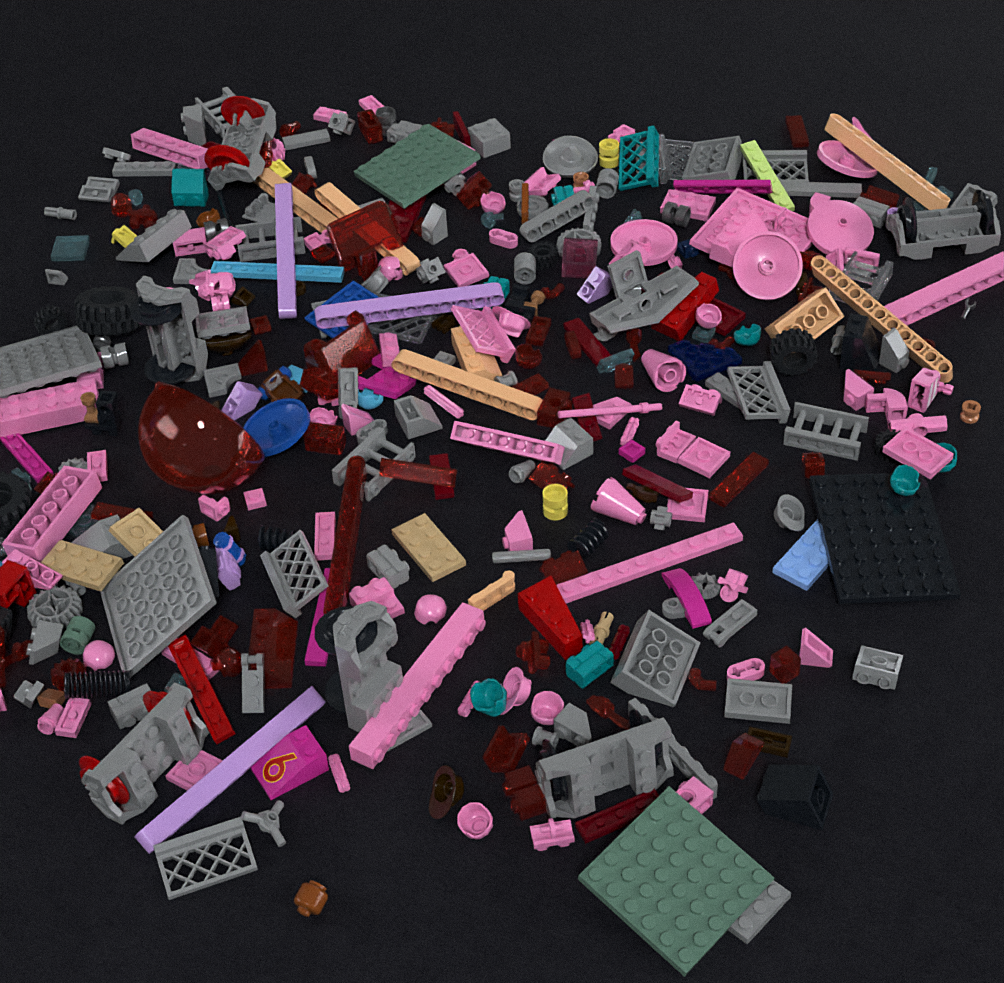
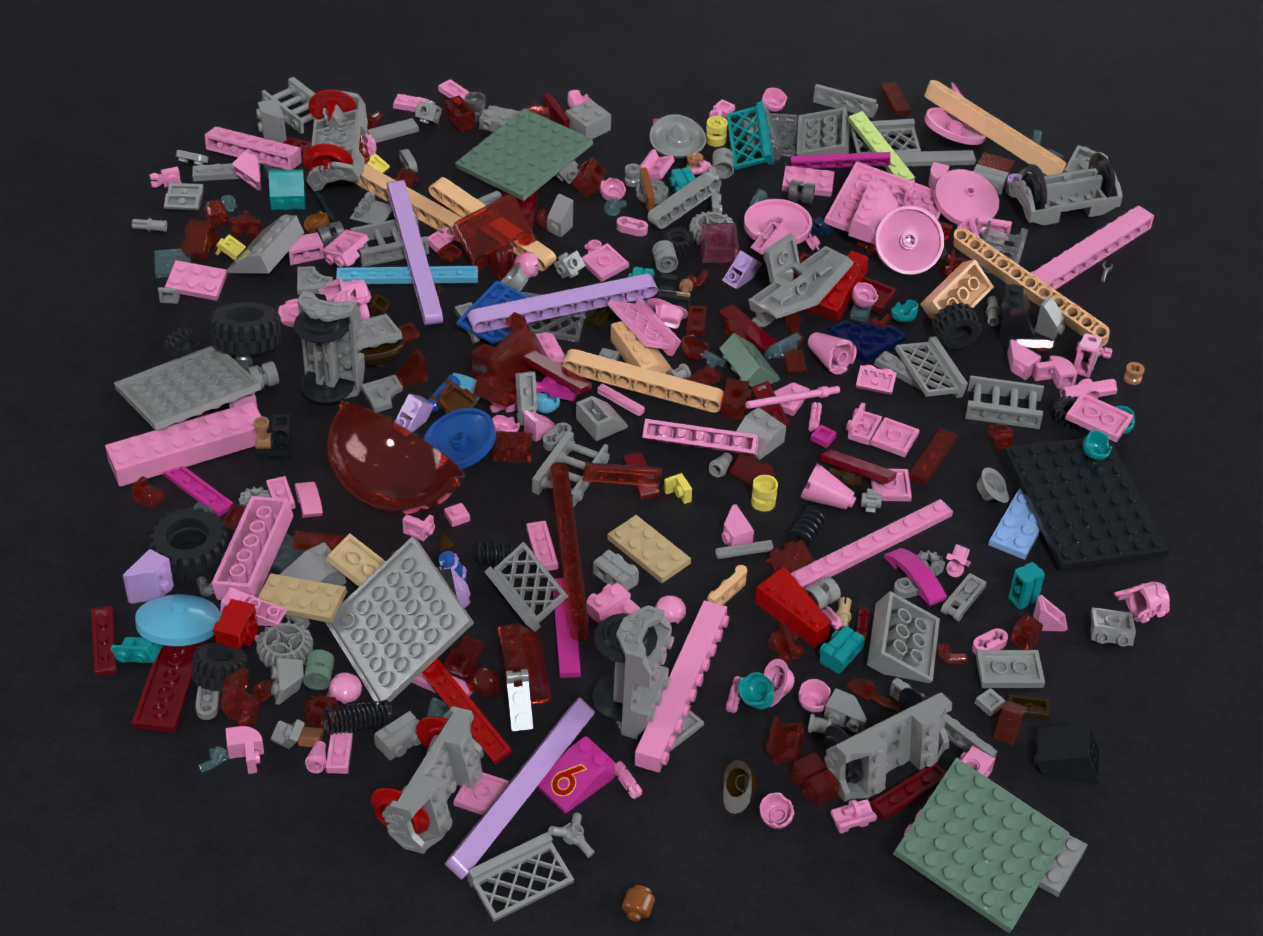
camera: 15 degrees left, 0 degrees up
(85, 265) = (197, 280): none -> bright pink plate
(88, 170) = (167, 176): none -> bright pink plate
(95, 227) = (199, 239): none -> clear red brick
(121, 473) = (309, 499): none -> bright pink slope
(161, 167) = (247, 168): none -> bright pink slope
(385, 370) = (557, 372): none -> dark red tile
(473, 487) = (680, 486): none -> light yellow bracket
(483, 115) = (576, 98): none -> bright pink hair
(543, 369) = (713, 360): none -> clear light blue plate
(577, 373) = (747, 361): none -> sand green slope
(586, 606) = (824, 592): none -> light grey wheel
(674, 126) = (774, 99): none -> bright pink hair
(727, 732) = (990, 702): none -> light grey plate
(746, 130) = (839, 99): none -> light grey fence
(795, 616) = (1026, 585): none -> teal brick
(920, 644) = (1146, 600): none -> bright pink helmet

